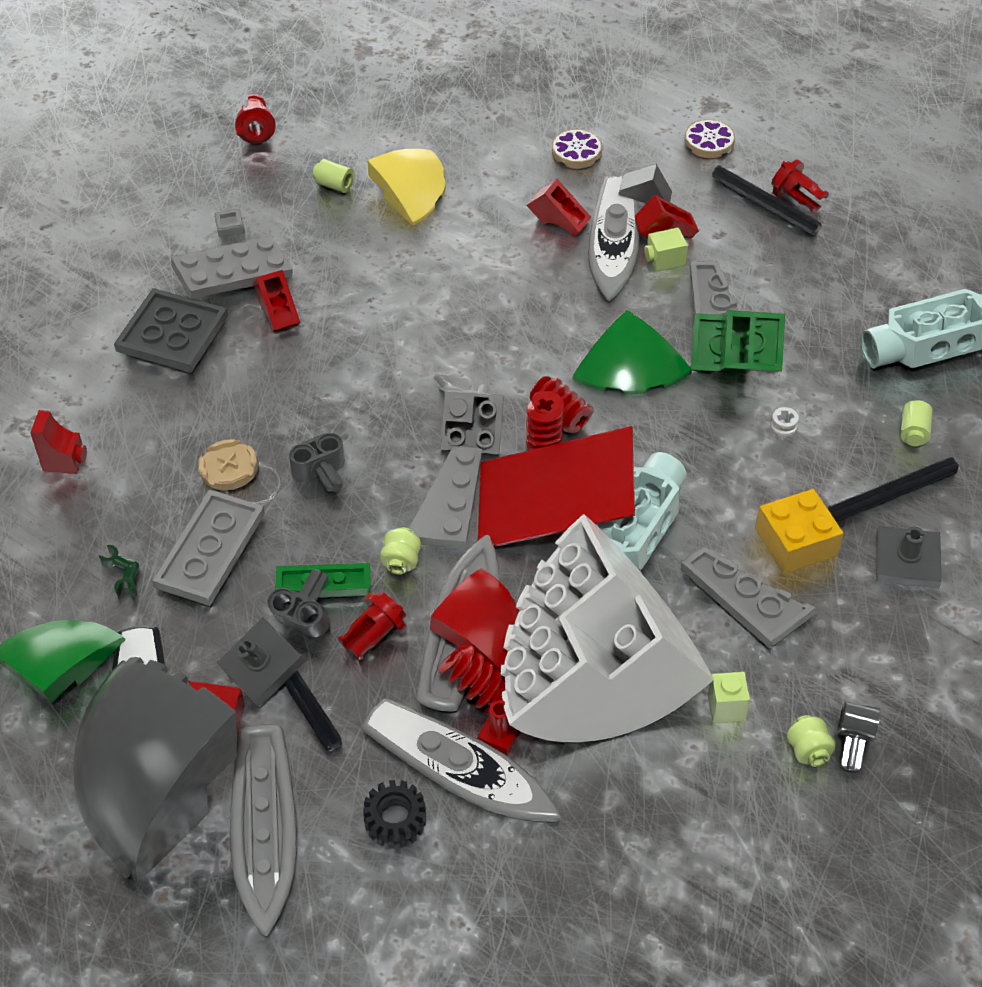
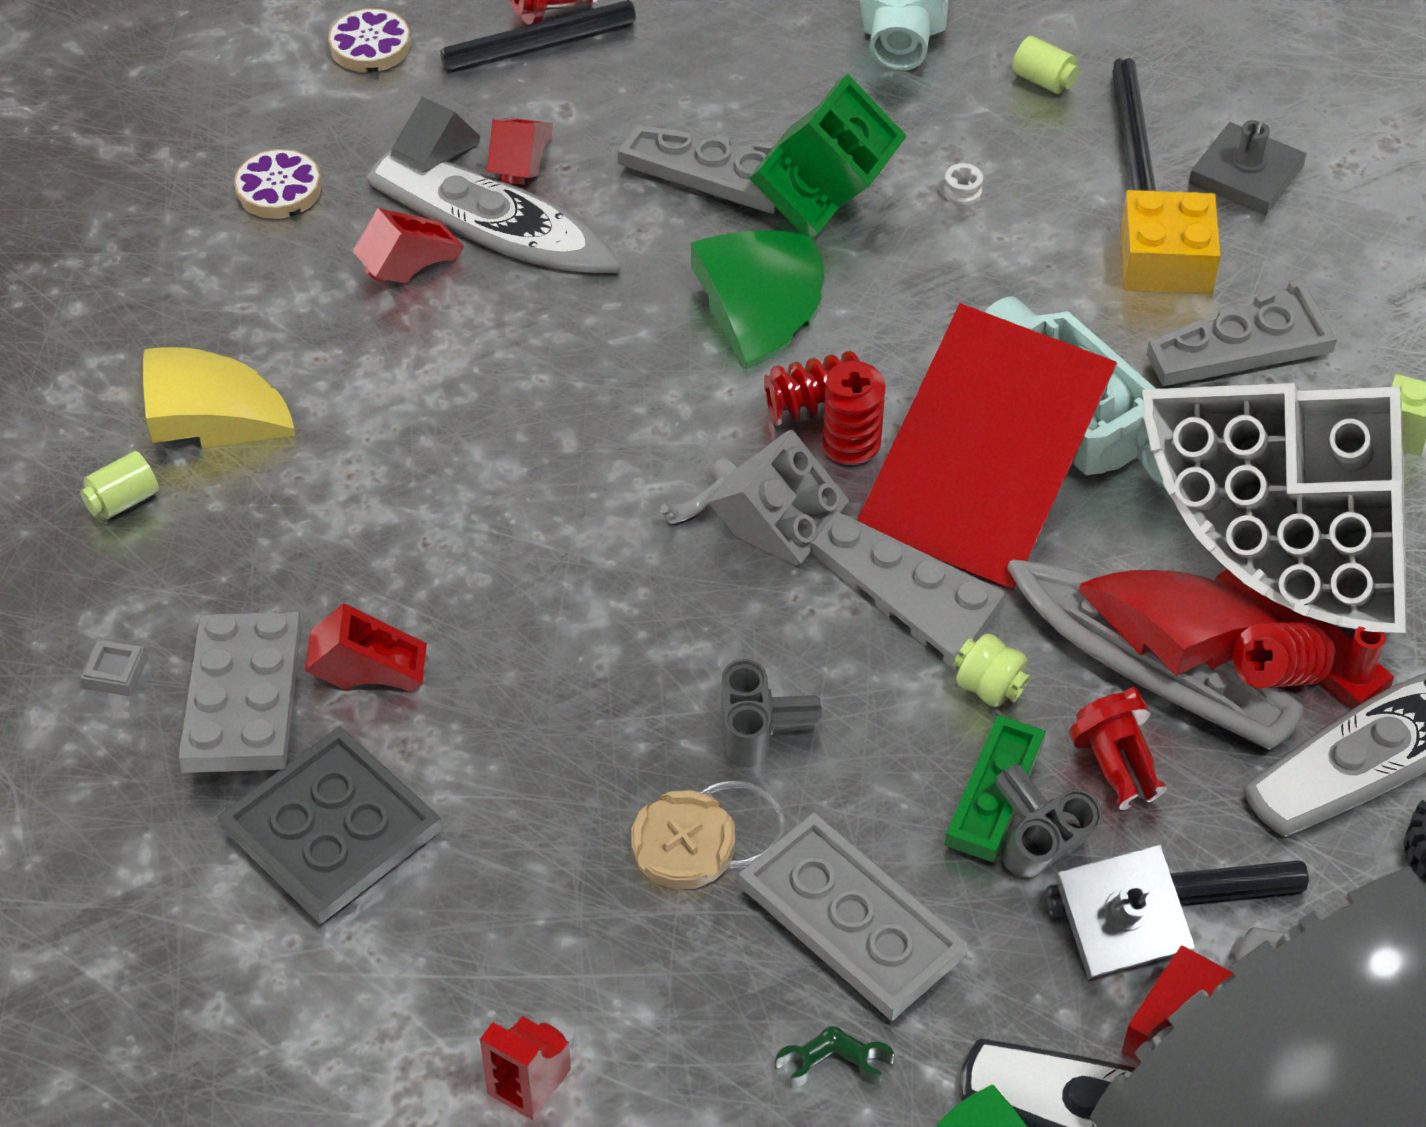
camera: 65 degrees left, 0 degrees up
(666, 249) = (571, 166): yellowish green brick -> none

